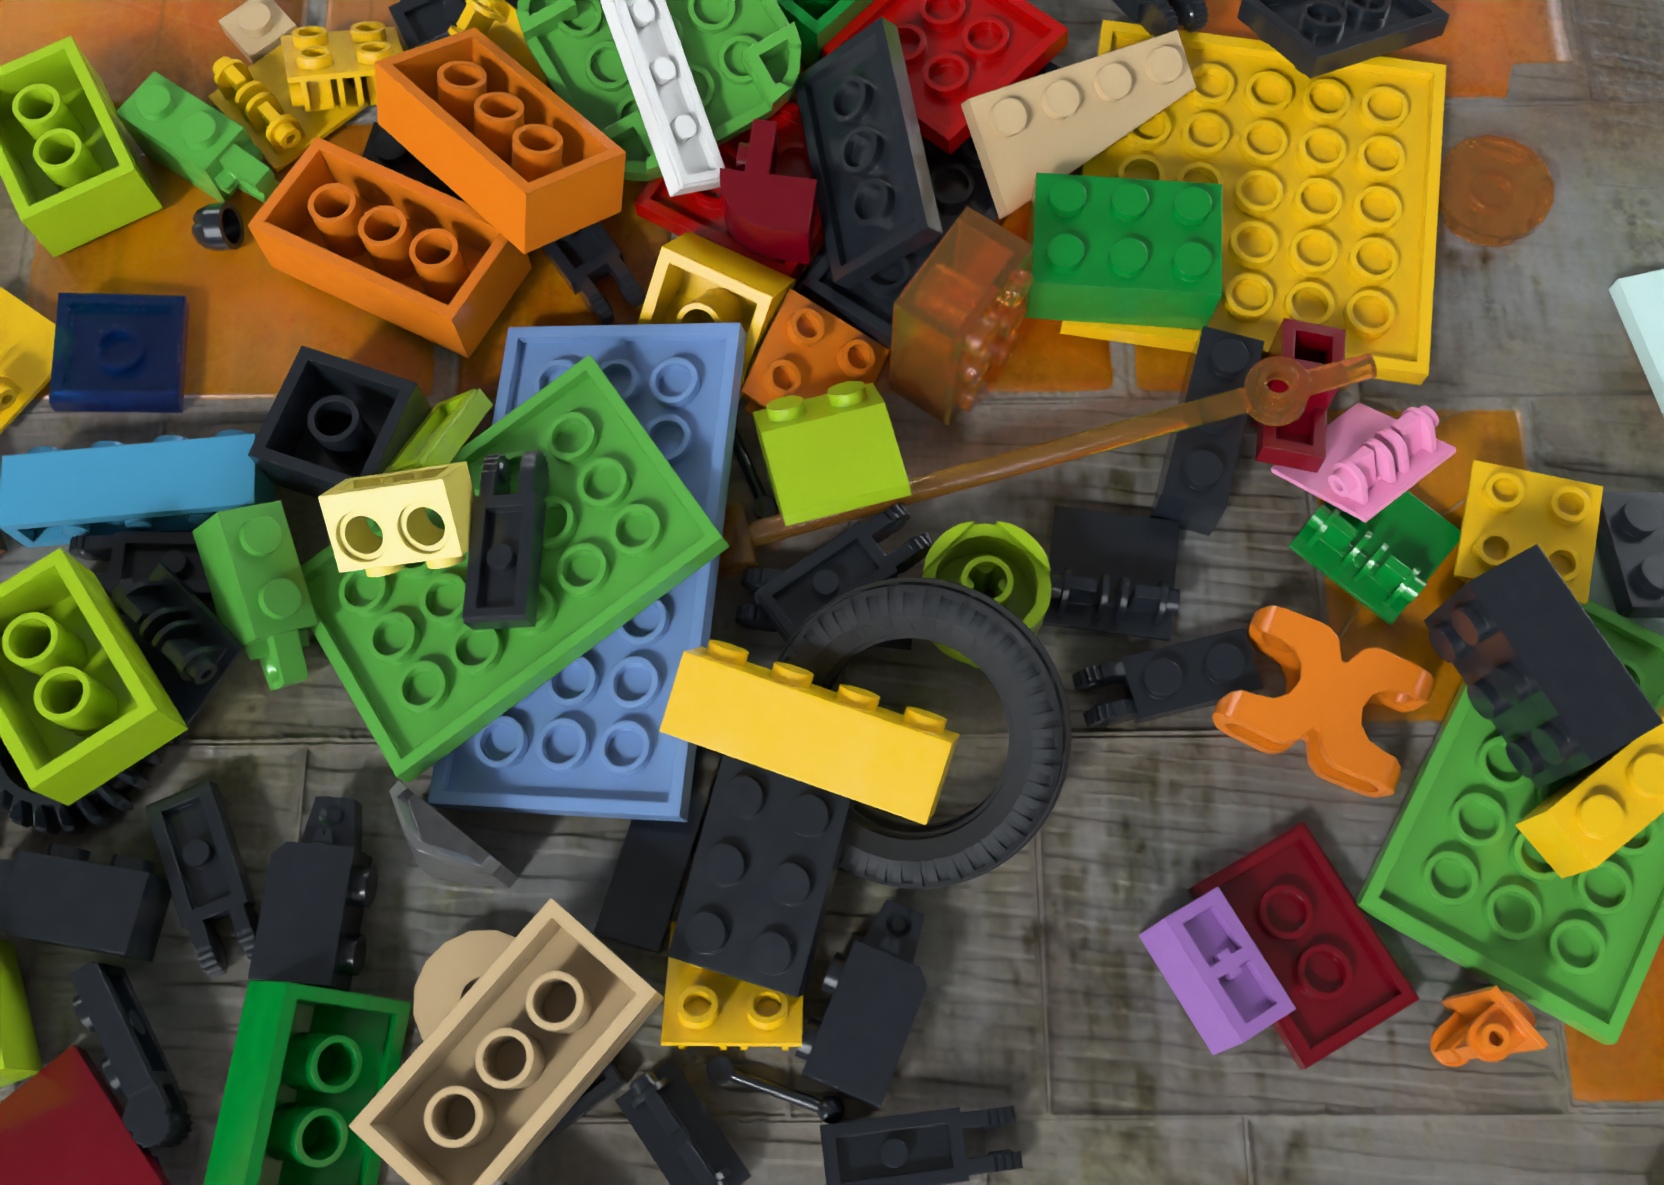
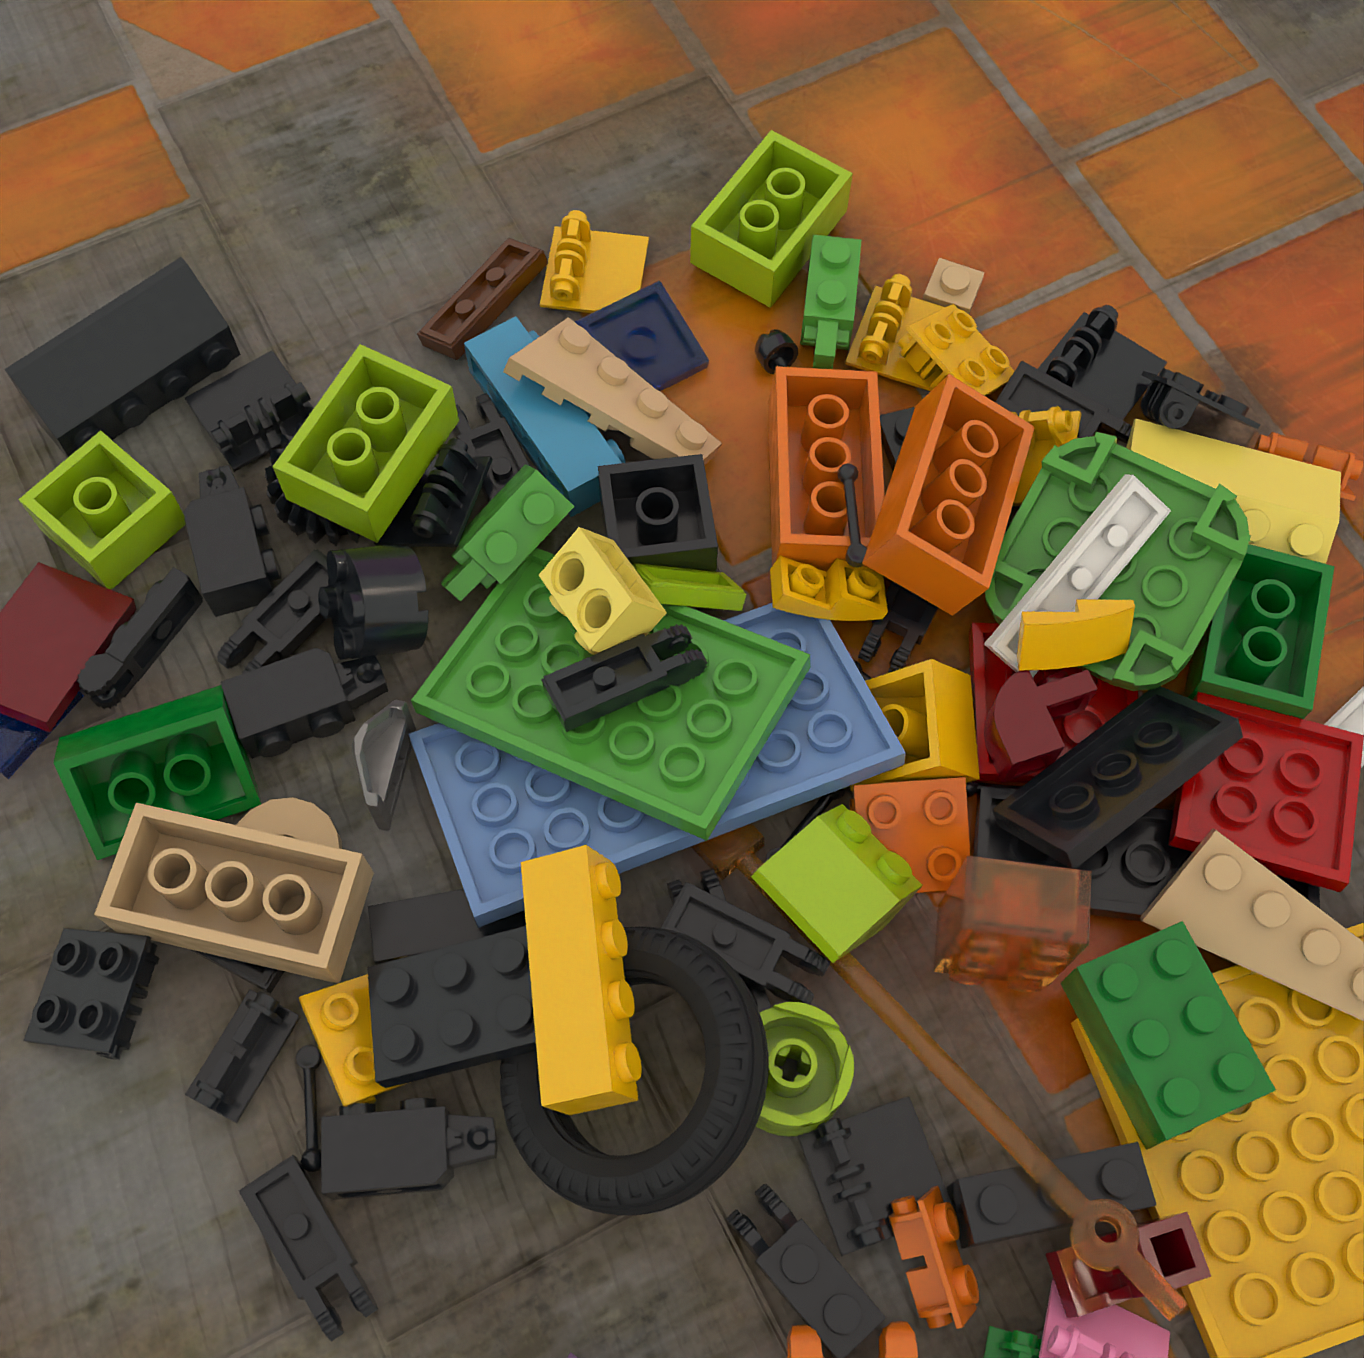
camera: 60 degrees right, 5 degrees down
(148, 407) = (594, 379): none -> tan wing
(256, 763) = (374, 601): none -> black brick
(508, 255) = (855, 554): none -> black hinge
(529, 308) = (838, 594): none -> yellow slope
(718, 110) = (1077, 638): none -> yellow slope
(1238, 563) = (944, 1282): none -> orange hinge

